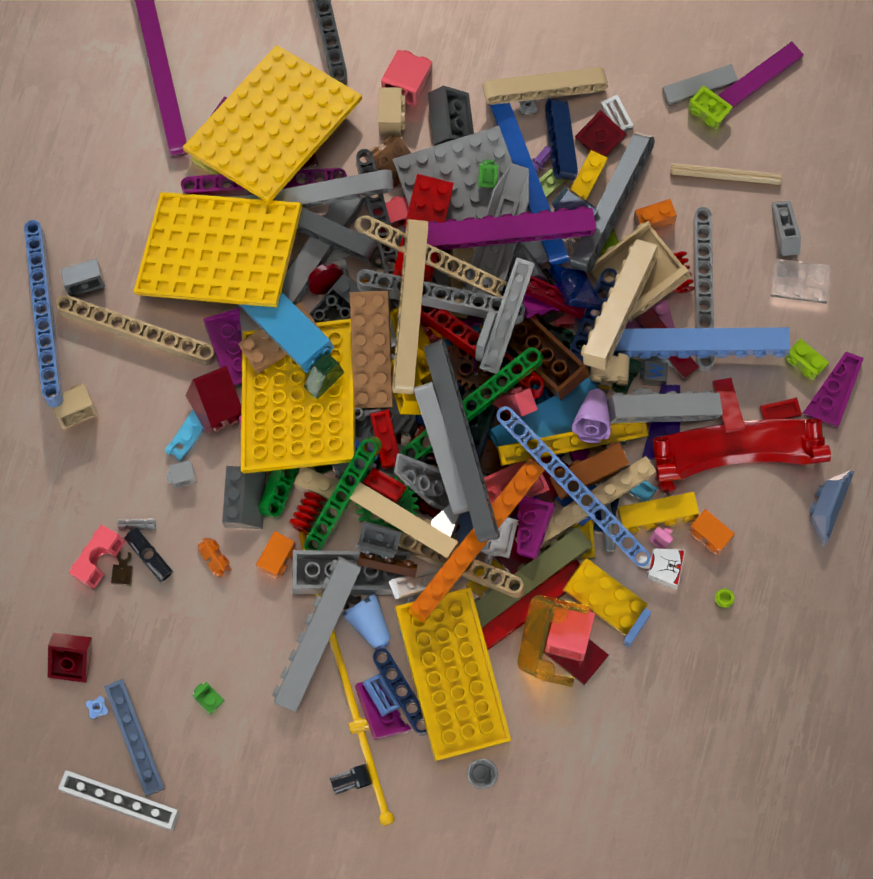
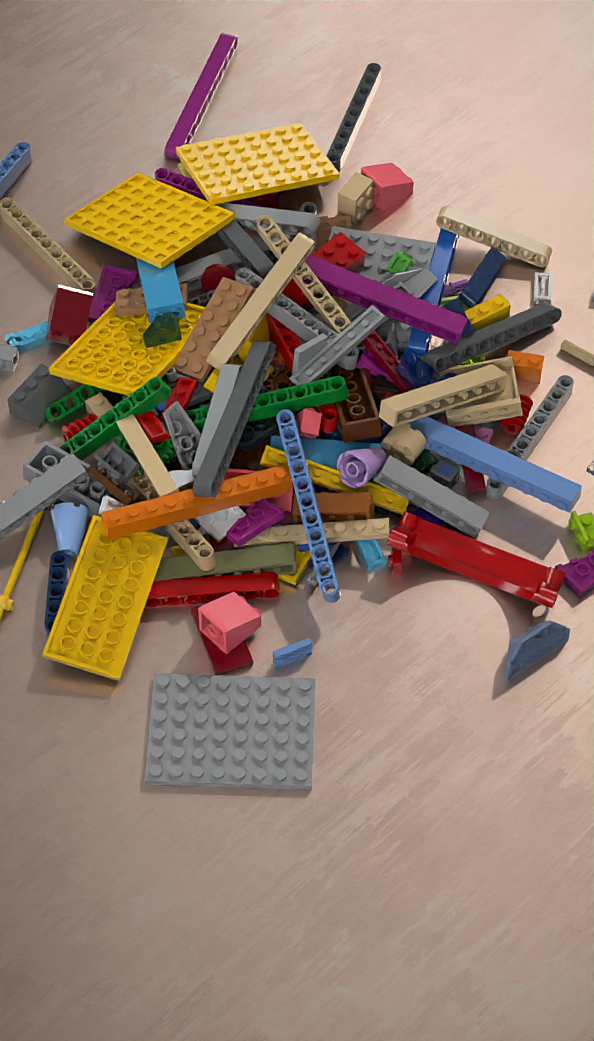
camera: 30 degrees right, 20 degrees down
(86, 277) = (34, 196): brick -> none
(276, 555) = (25, 446): orange brick -> none
(378, 696) = (35, 600): medium blue tile -> none
(380, 726) = (27, 601): magenta wing -> none
(449, 114) = (405, 220): dark grey slope -> none
(482, 773) = (76, 691): light grey hair -> none
(528, 109) = (472, 248): light grey plate -> none
(540, 613) = (183, 625): clear yellow windscreen -> none
(601, 134) = (519, 293): dark red tile -> none
(605, 596) = (280, 610): yellow plate -> none
(632, 730) = (231, 731): none -> light grey plate
(659, 512) = (374, 576): yellow brick -> none
(661, 538) = (363, 597): bright pink tile -> none
(665, 566) = (350, 619): white torso -> none
(711, 532) = (410, 614): orange brick -> none
(724, 598) = (387, 671): lime plate -> none
(732, 415) = (492, 528): red tile -> none
(781, 410) = (539, 556): red tile -> none

